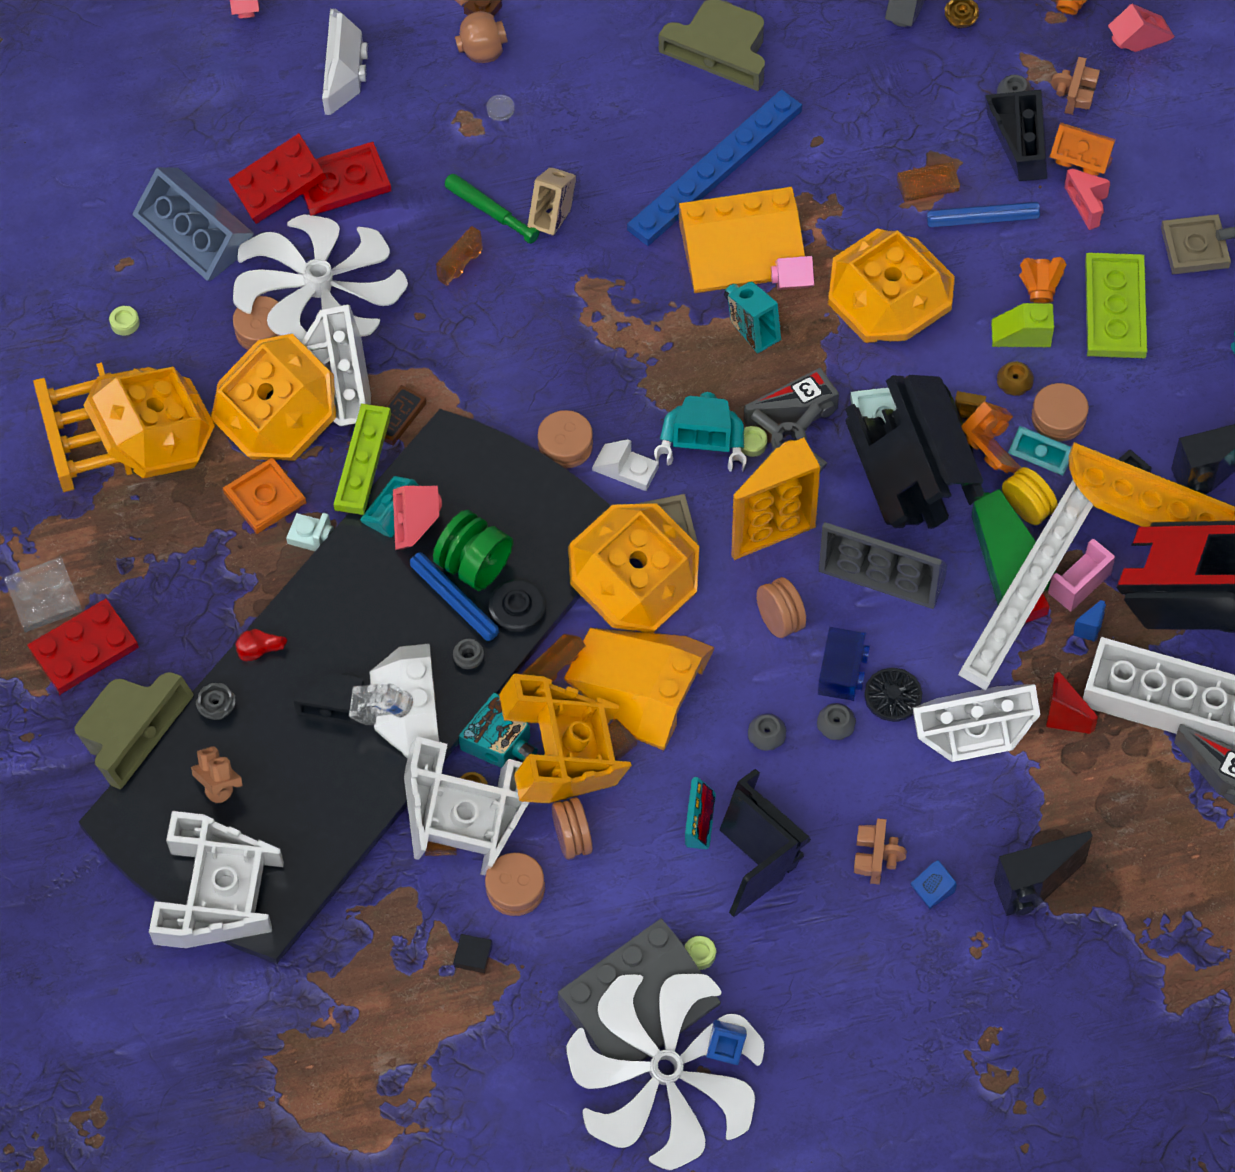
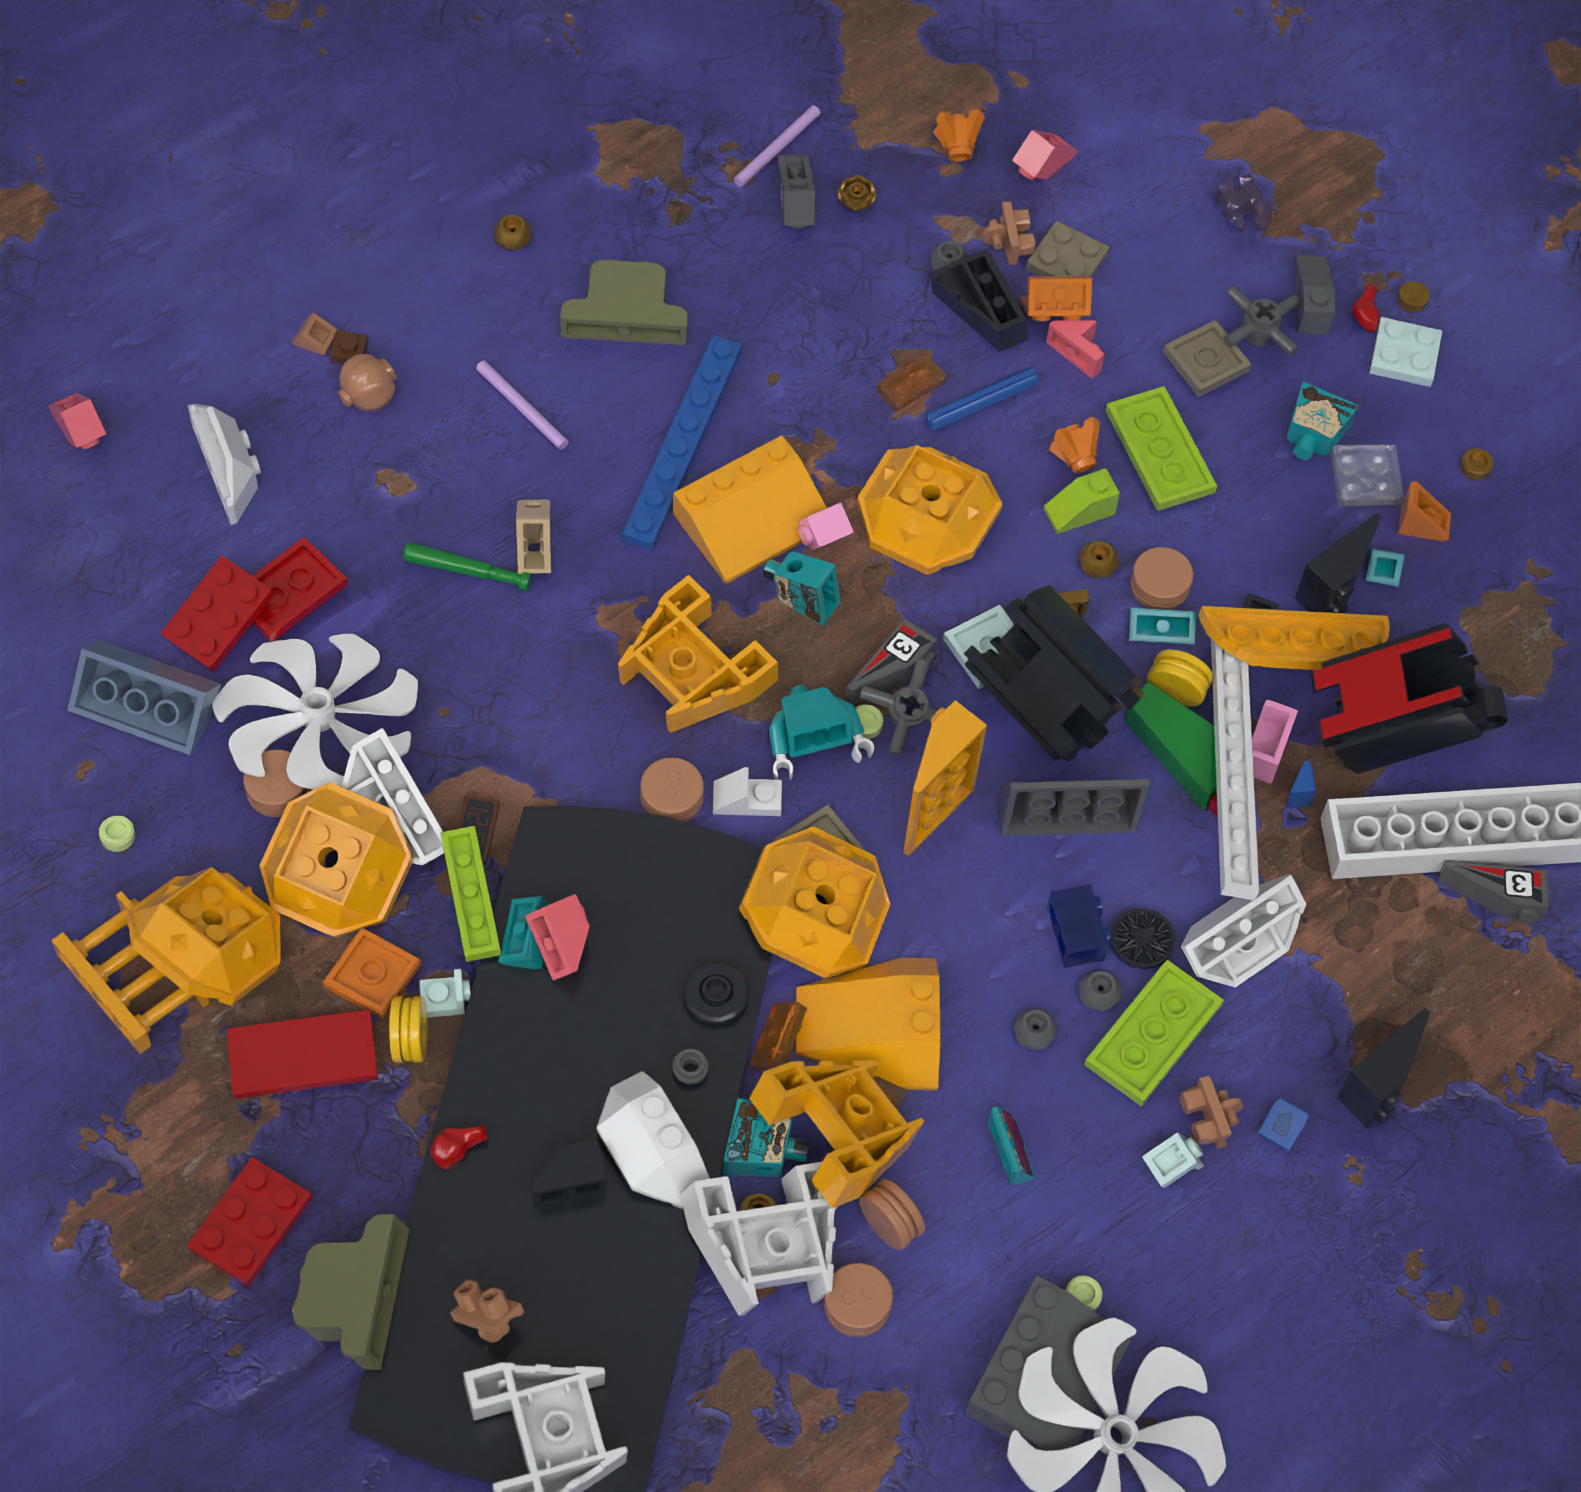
camera: 30 degrees left, 0 degrees up
(43, 594) = (177, 1180): clear plate -> none
(180, 535) = (302, 1054): none -> red tile
(212, 693) = (440, 1216): dark grey plate -> none
(266, 545) = (408, 1029): none -> yellow head
(379, 700) = (631, 1156): clear leg -> none
(454, 596) = (644, 1008): blue axle -> none
(459, 255) = (457, 641): clear orange plate -> none
(472, 550) = (645, 950): green wheel -> none
(472, 953) = (849, 1394): black tile -> none
(500, 107) = (421, 453): clear piece -> none
(599, 96) = (522, 405): none -> lavender bar
(625, 346) = (689, 666): none -> light orange wedge
(726, 1042) = (1166, 1381): blue slope -> none
(765, 837) = (1090, 1141): black piece -> none
(781, 607) = (990, 889): nougat head -> none
(827, 875) = (1173, 1159): none -> light aqua bracket
(863, 771) = (1154, 1032): none -> lime plate
(980, 431) = (1107, 614): orange bracket -> none
(1068, 709) = (1322, 885): red slope -> none
(1119, 119) = (1067, 253): none -> dark tan plate

